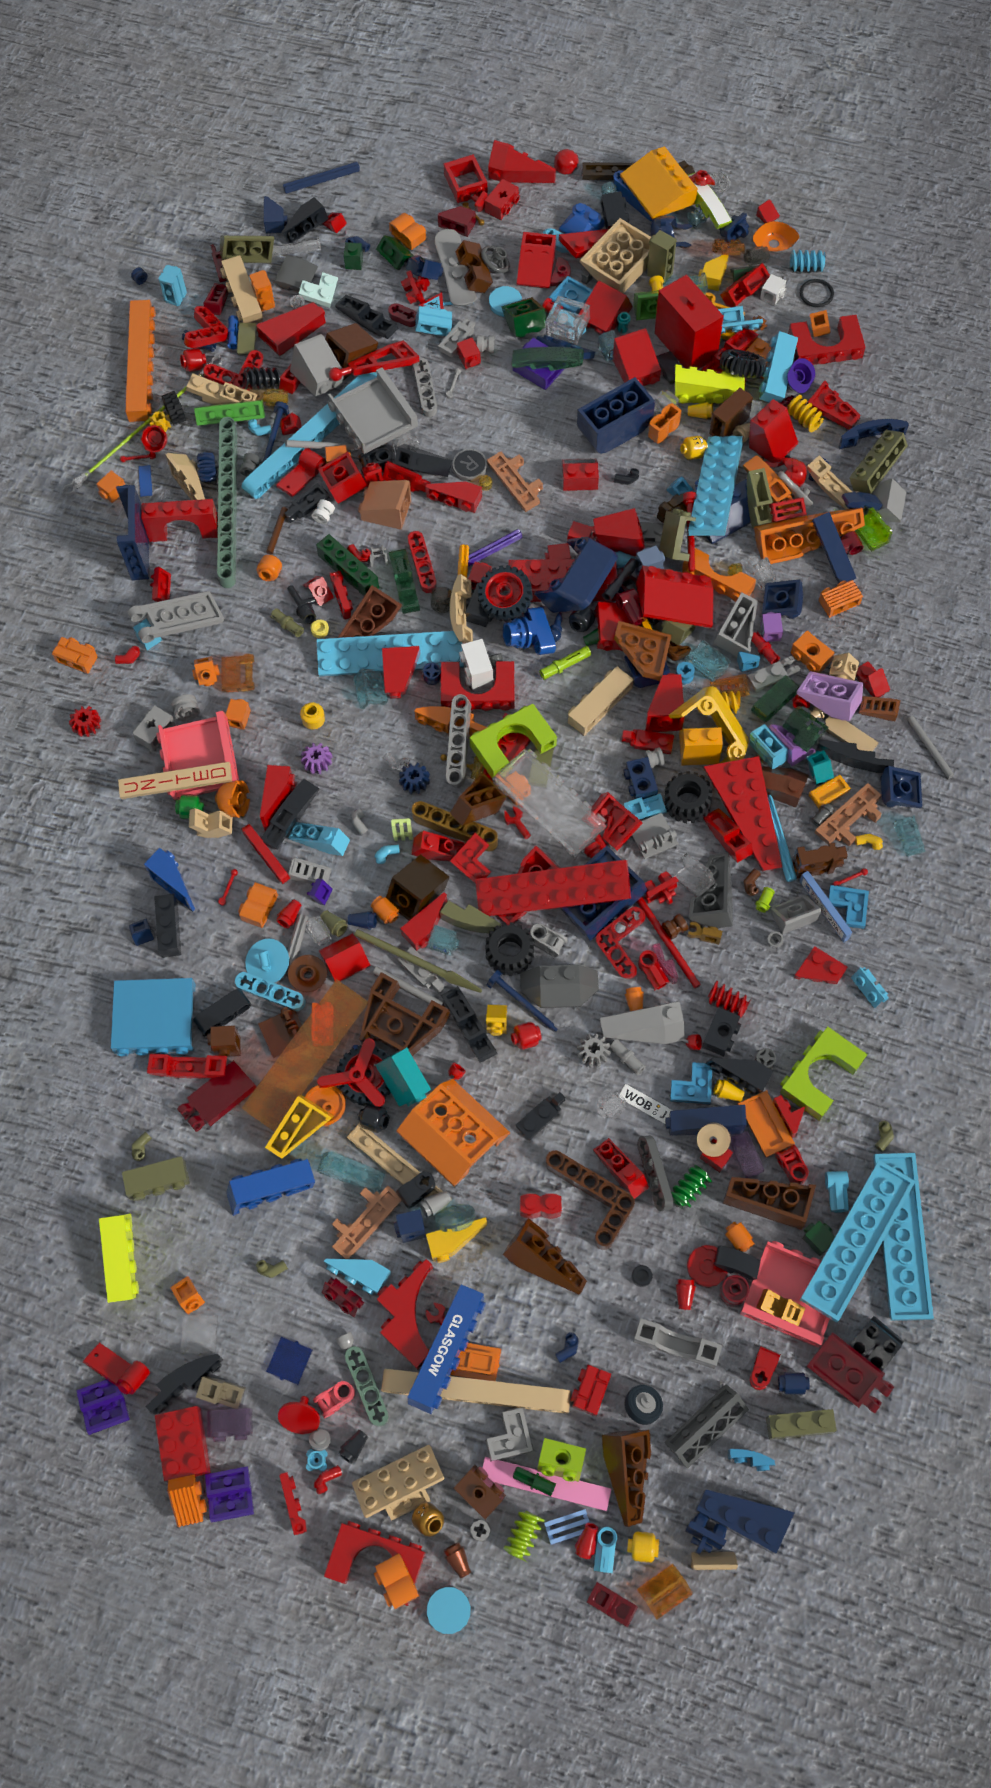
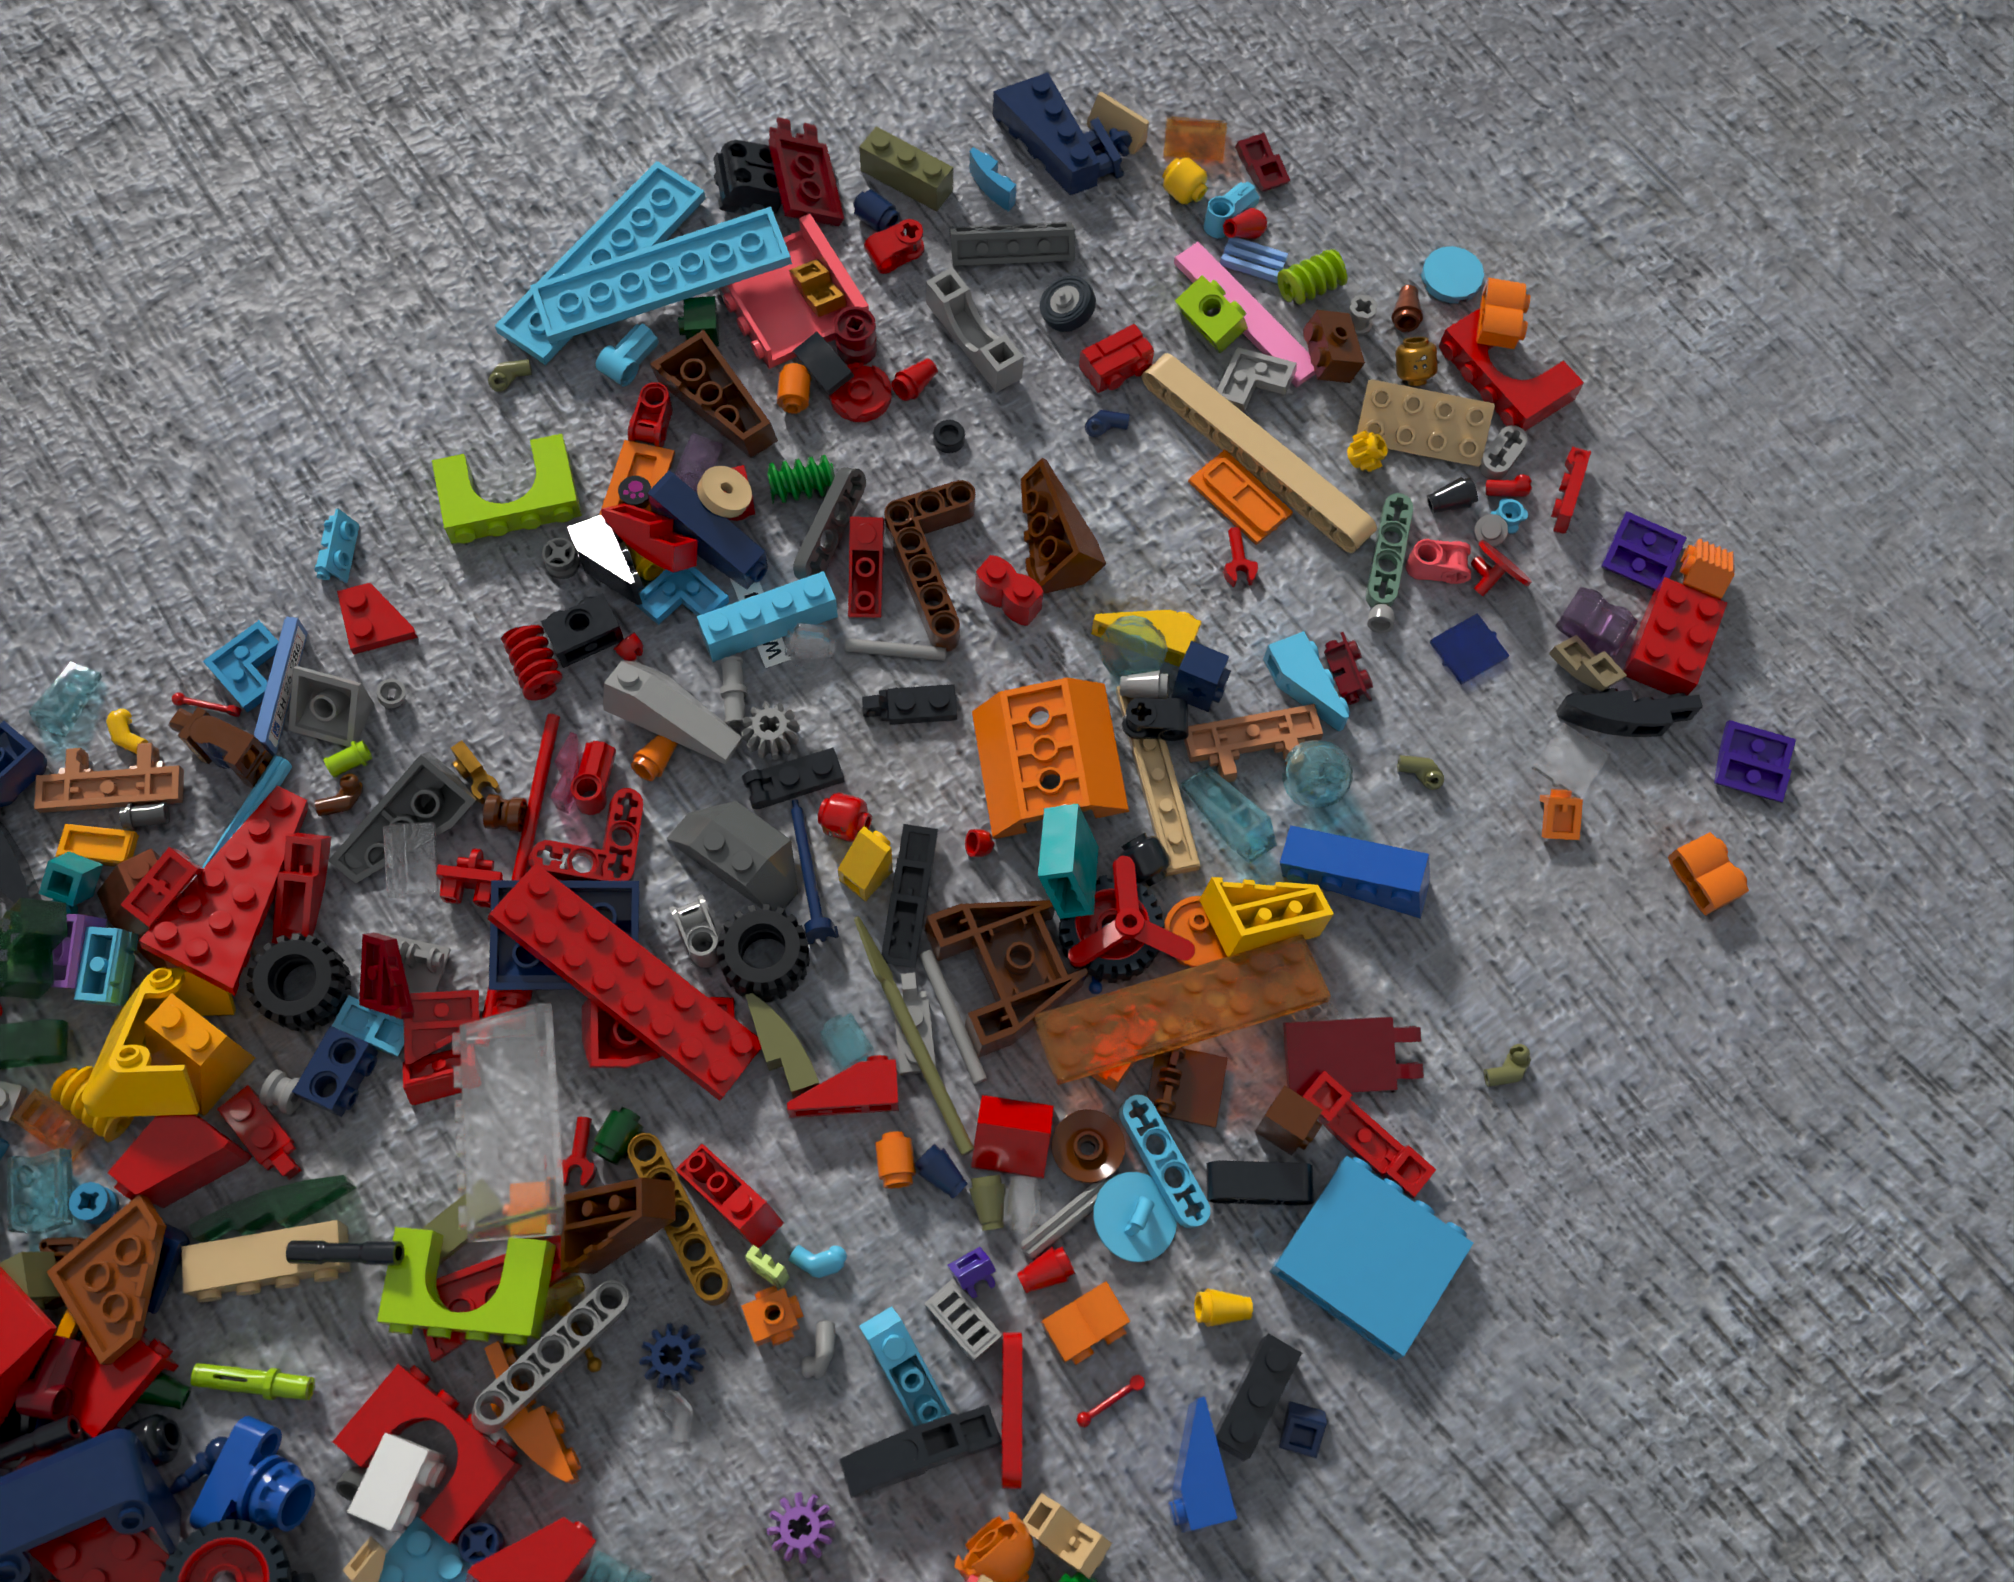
camera: 150 degrees left, 0 degrees up
(95, 1317) = (1708, 873): none -> orange brick
(117, 1370) = (1713, 787): red door -> none
(118, 1257) = (1630, 928): neon yellow wedge -> none
(155, 1178) = (1514, 1001): olive brick -> none
(205, 951) = (1220, 1307): none -> yellow cone
(277, 787) = (915, 1502): red slope -> none
(319, 1220) = (1317, 774): none -> clear light blue cylinder
(338, 1501) = (1498, 449): none -> light grey beam
(384, 814) = (759, 1311): none -> orange brick
(401, 1304) = (1280, 603): red arch -> none
(416, 886) = (819, 1155): dark brown slope -> none
(417, 1436) = (1367, 451): none -> yellow gear
(445, 1349) = (1262, 505): blue brick -> none
(467, 858) = (704, 1140): red plate -> none
(507, 837) = (616, 1135): none -> dark green brick
(534, 1480) = (1260, 313): dark green axle -> none
(565, 1039) = (793, 778): none -> black plate
(573, 1137) = (895, 649): none -> light grey bar
(576, 710) = (367, 1253): none -> black piece
(613, 721) = (284, 1204): none -> clear green slope
(626, 1461) = (1142, 262): reddish brown wedge -> none
(642, 1102) = (767, 616): none -> medium azure brick
(653, 818) = (383, 977): none -> dark red wing
(729, 1093) = (652, 536): none -> red slope
(761, 1116) = (634, 491): none -> black tile
(772, 782) = (161, 886): none -> red hinge
(790, 1119) = (598, 467): red slope -> none

